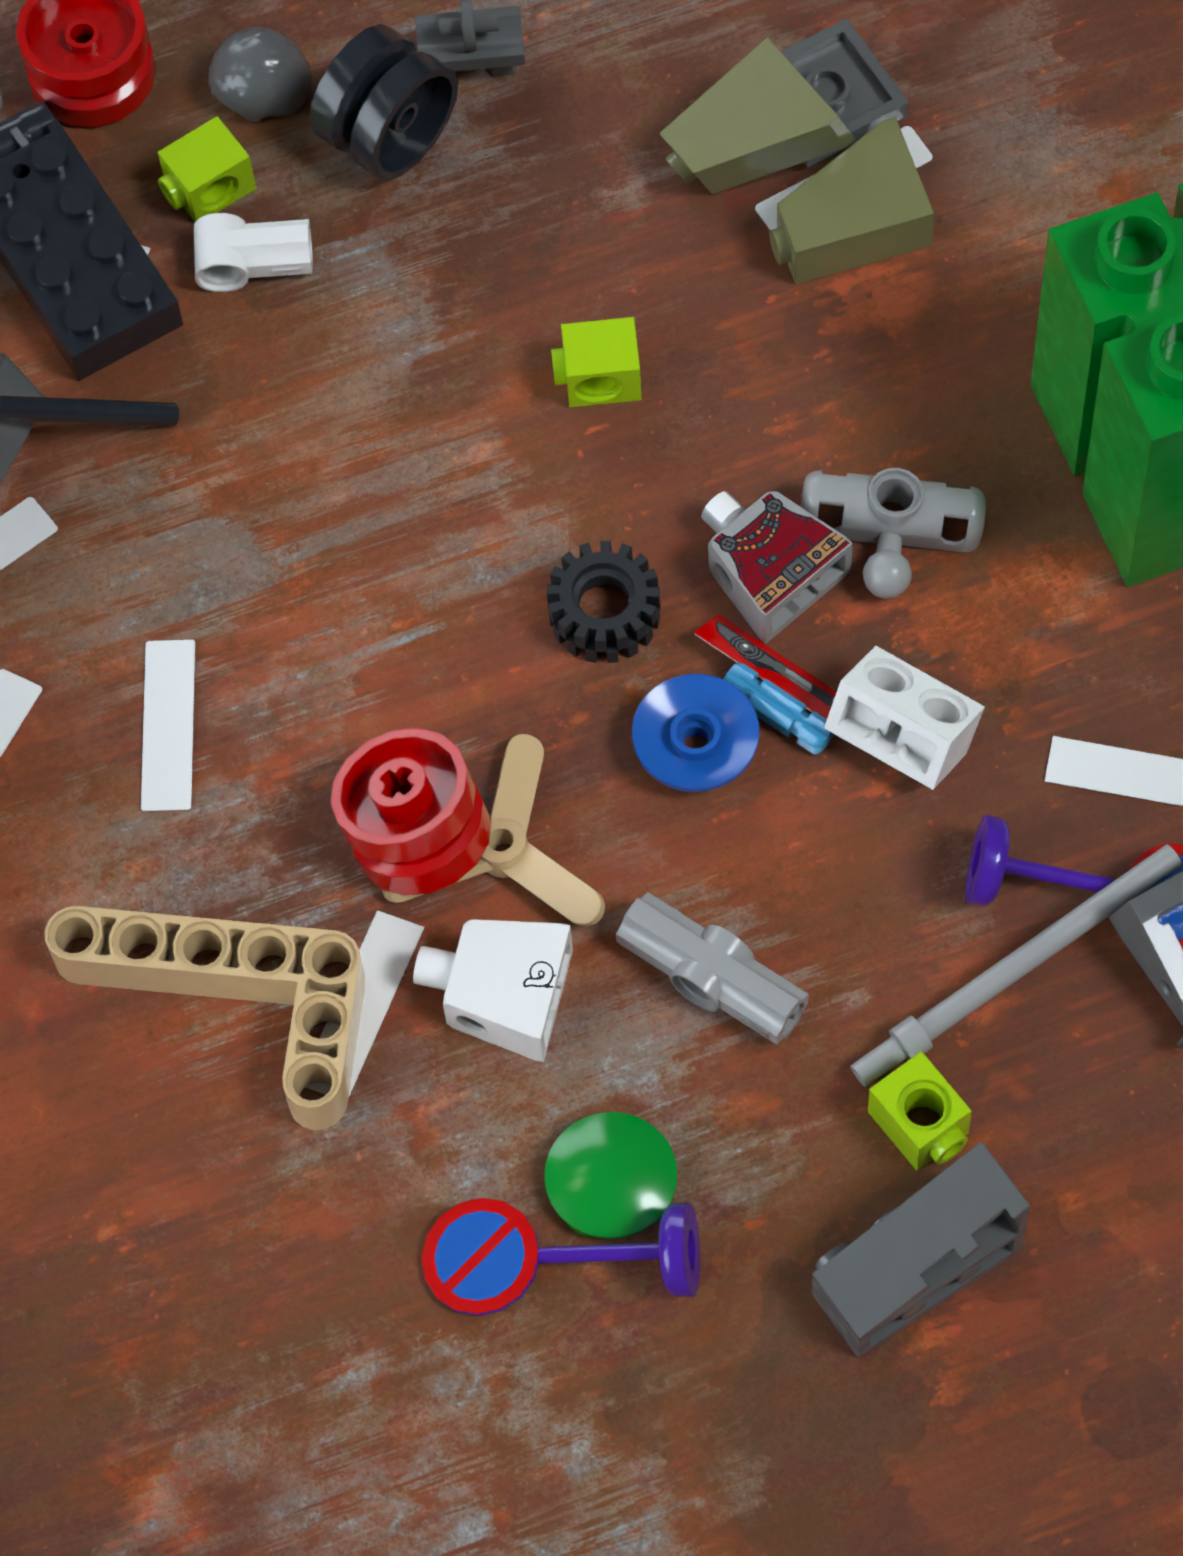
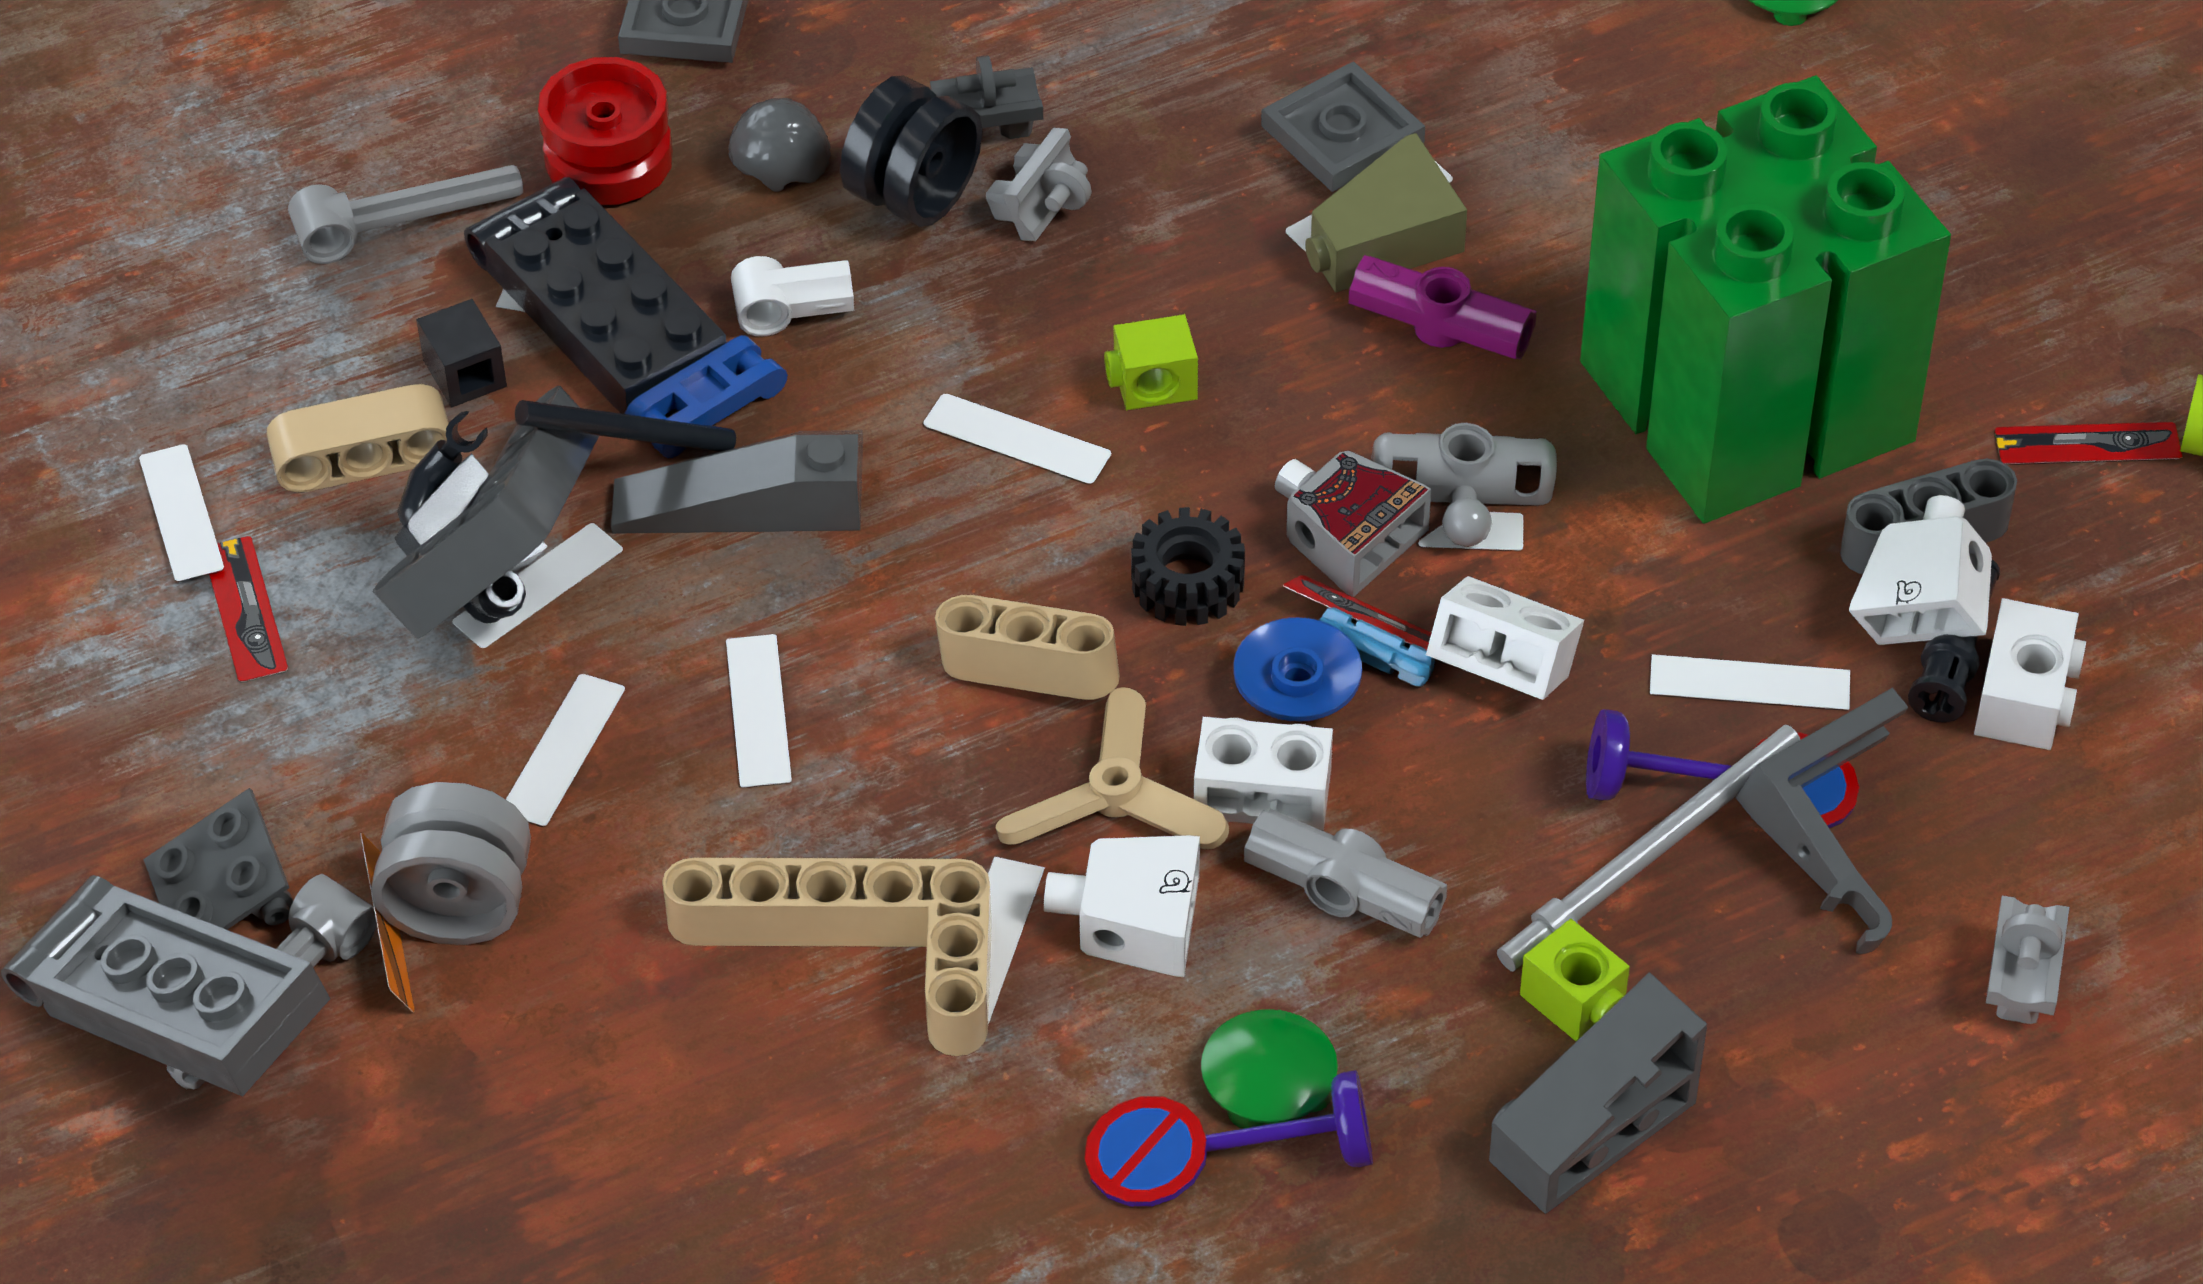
camera: 10 degrees left, 15 degrees down
(157, 358) = (710, 389): none -> blue plate
(203, 469) = (761, 487): none -> dark grey wedge
(205, 170) = (737, 225): lime brick -> none
(411, 811) = (1024, 750): red wheel -> none
(449, 708) = (1027, 647): none -> tan beam
(457, 432) = (1017, 438): none -> white sticker
(518, 143) = (1044, 183): none -> light grey hips
(641, 862) = (1264, 767): none -> white brick
(753, 124) = (1279, 148): olive slope -> none
(925, 337) = (1442, 307): none -> magenta piece
(925, 586) = (1505, 534): none -> white sticker

